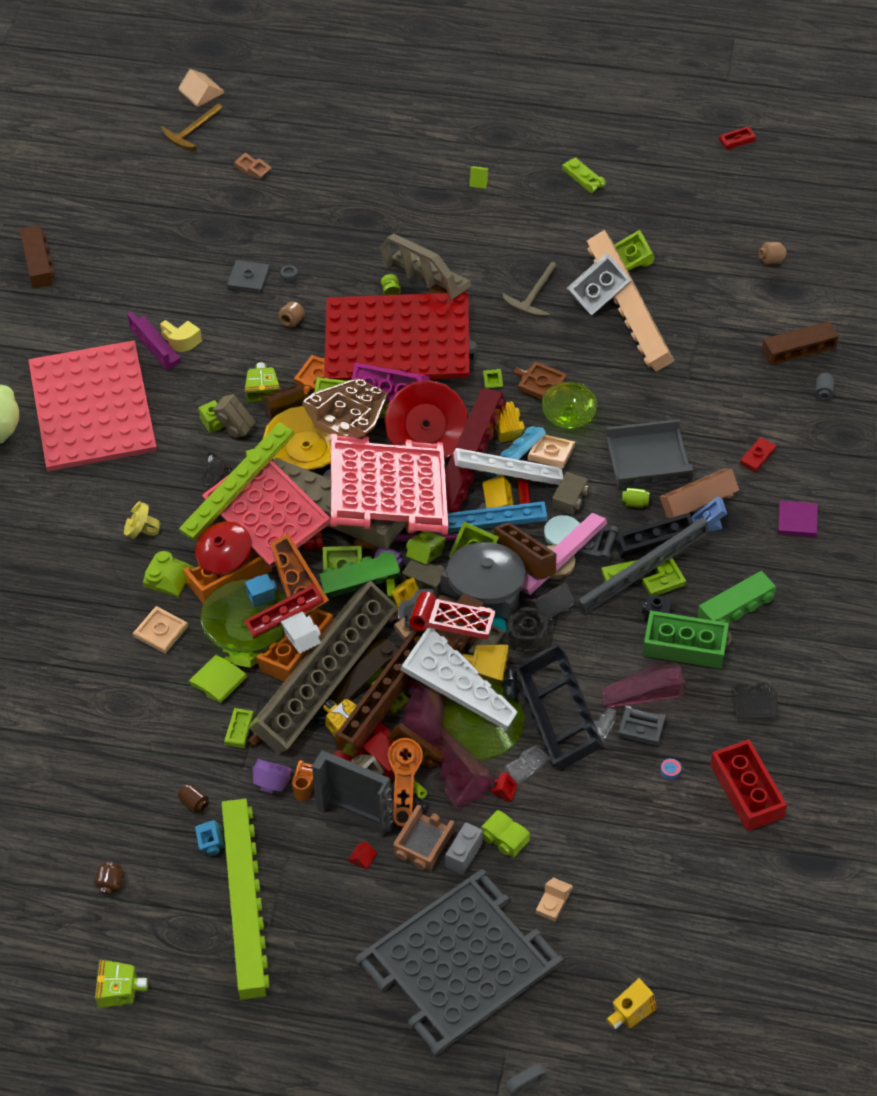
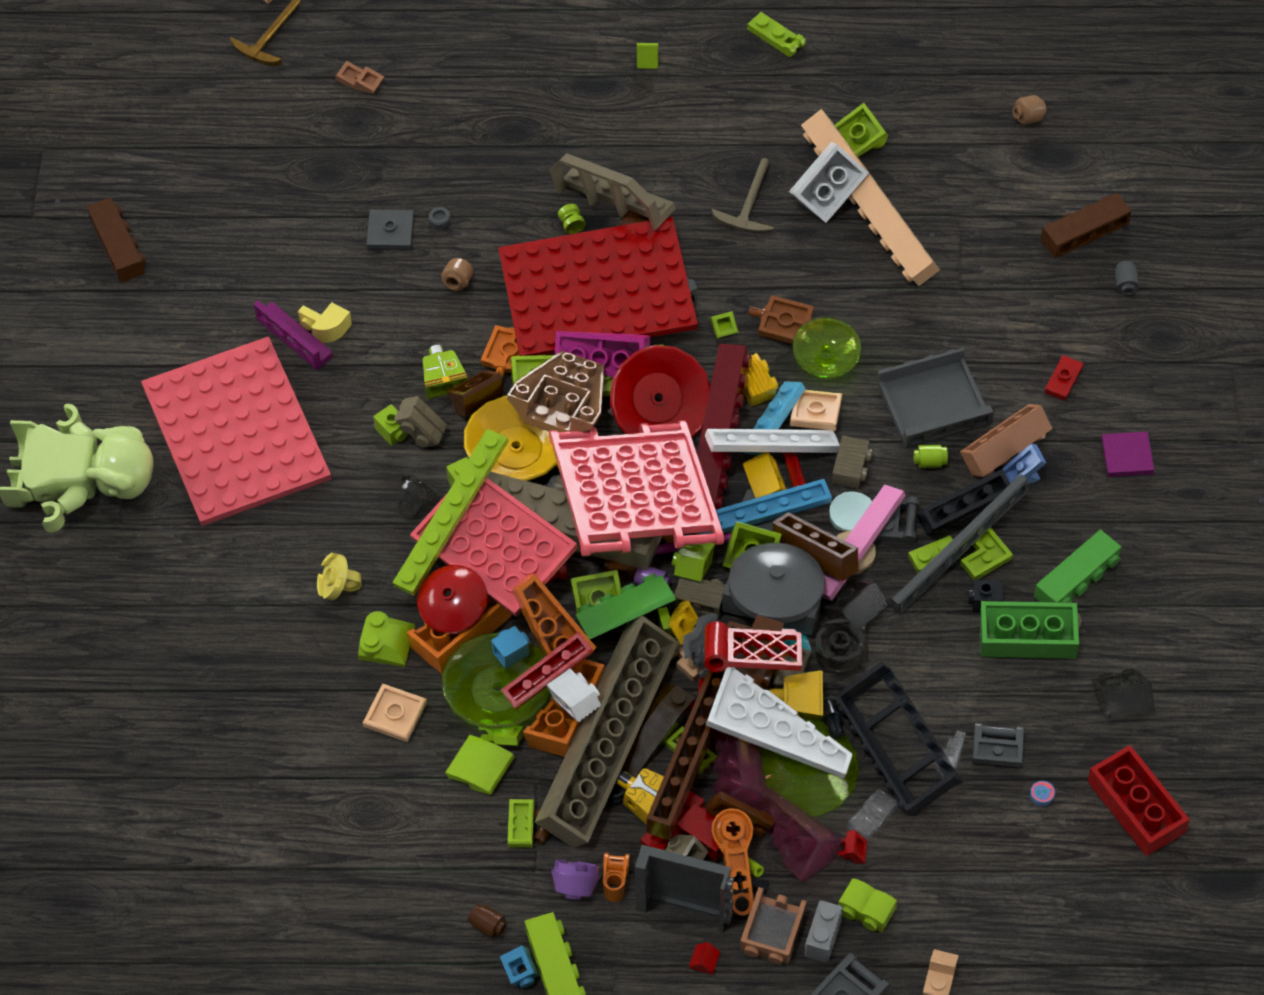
camera: 10 degrees left, 5 degrees up
(650, 684) = (995, 691): clear pink wedge -> none

